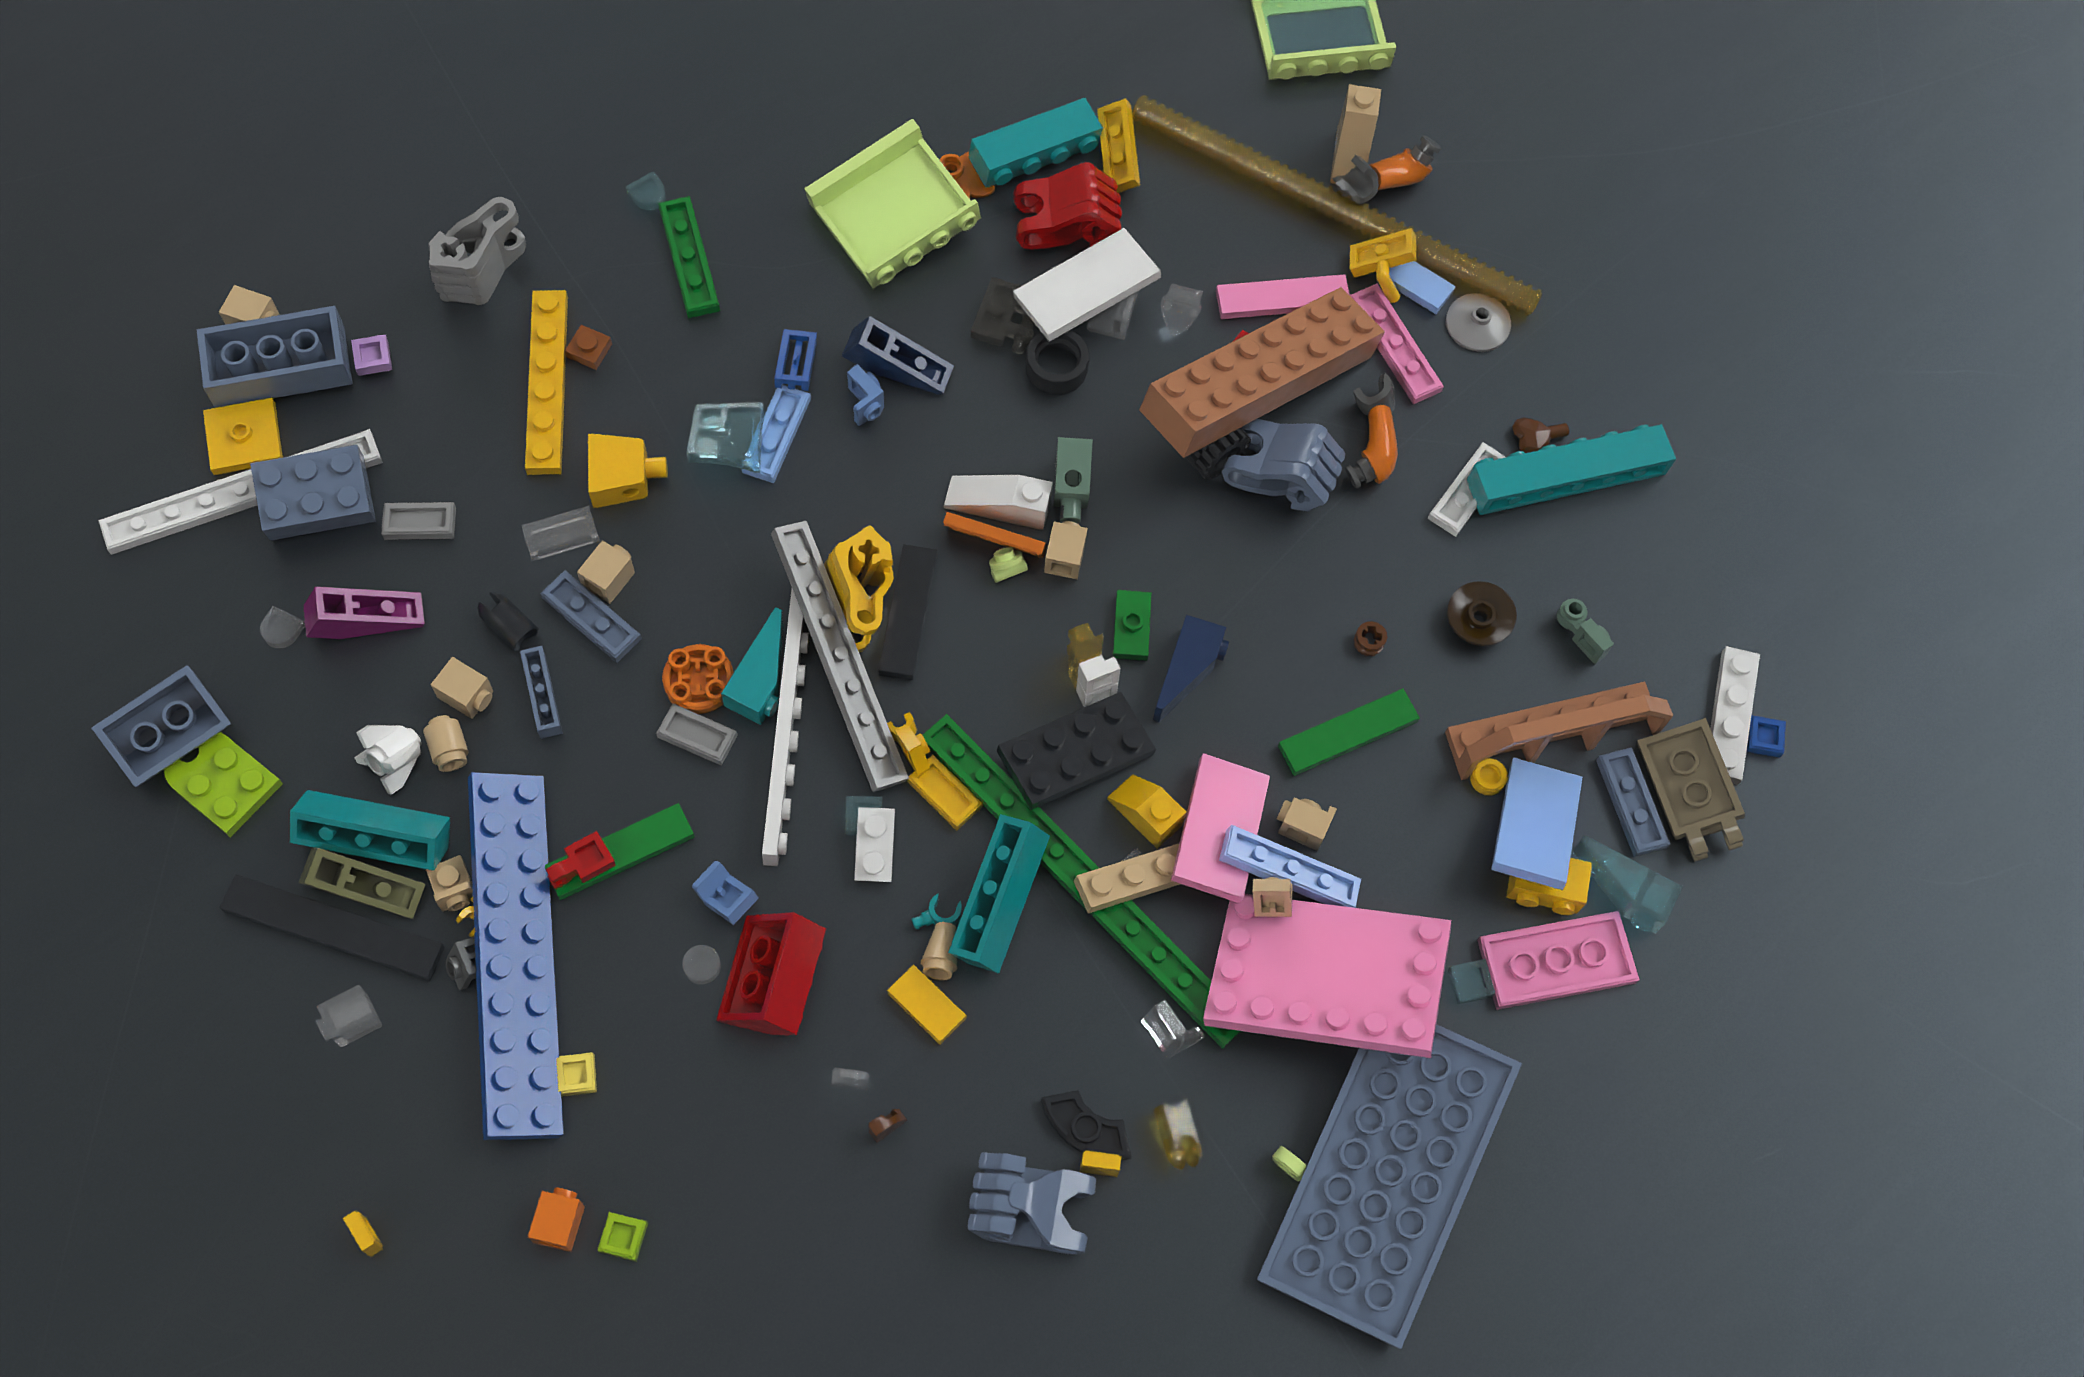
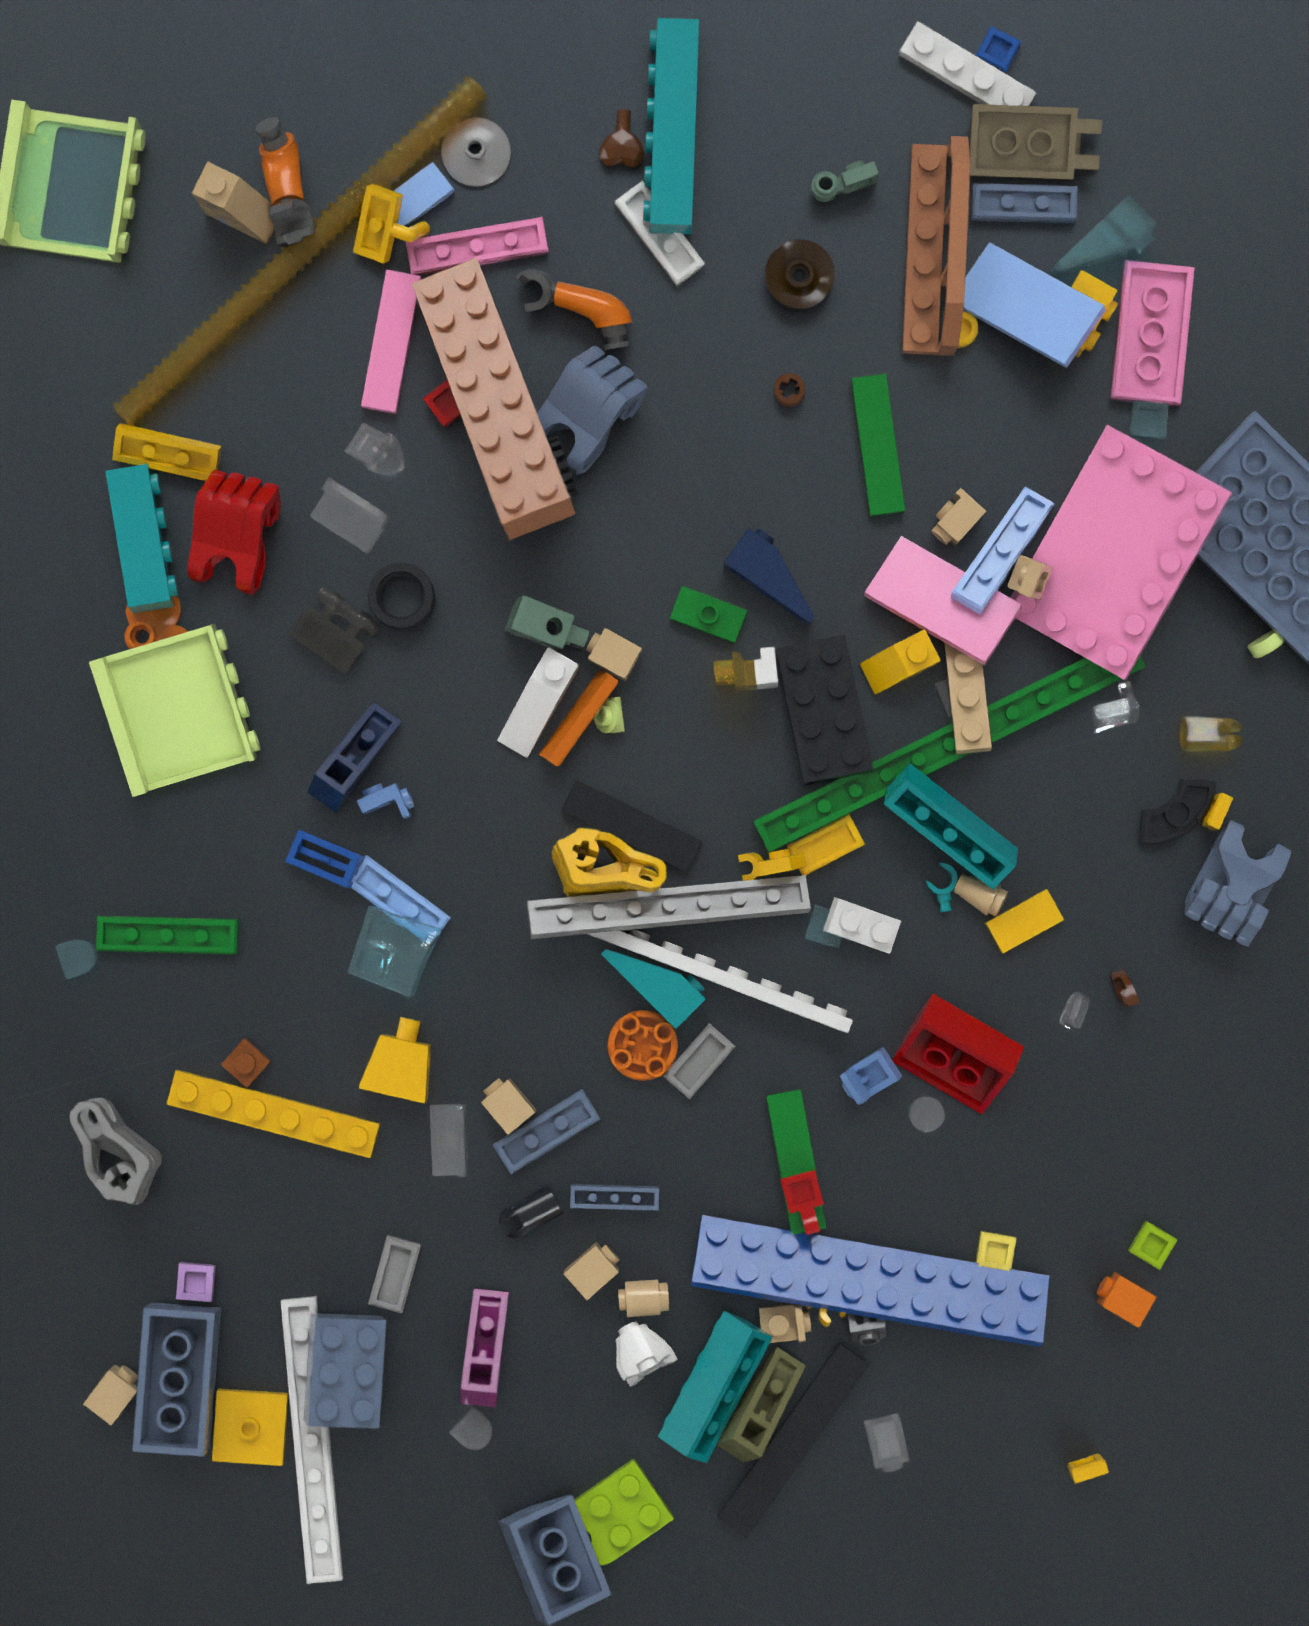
camera: 65 degrees left, 20 degrees up
(1087, 284) = (332, 541): white tile -> none

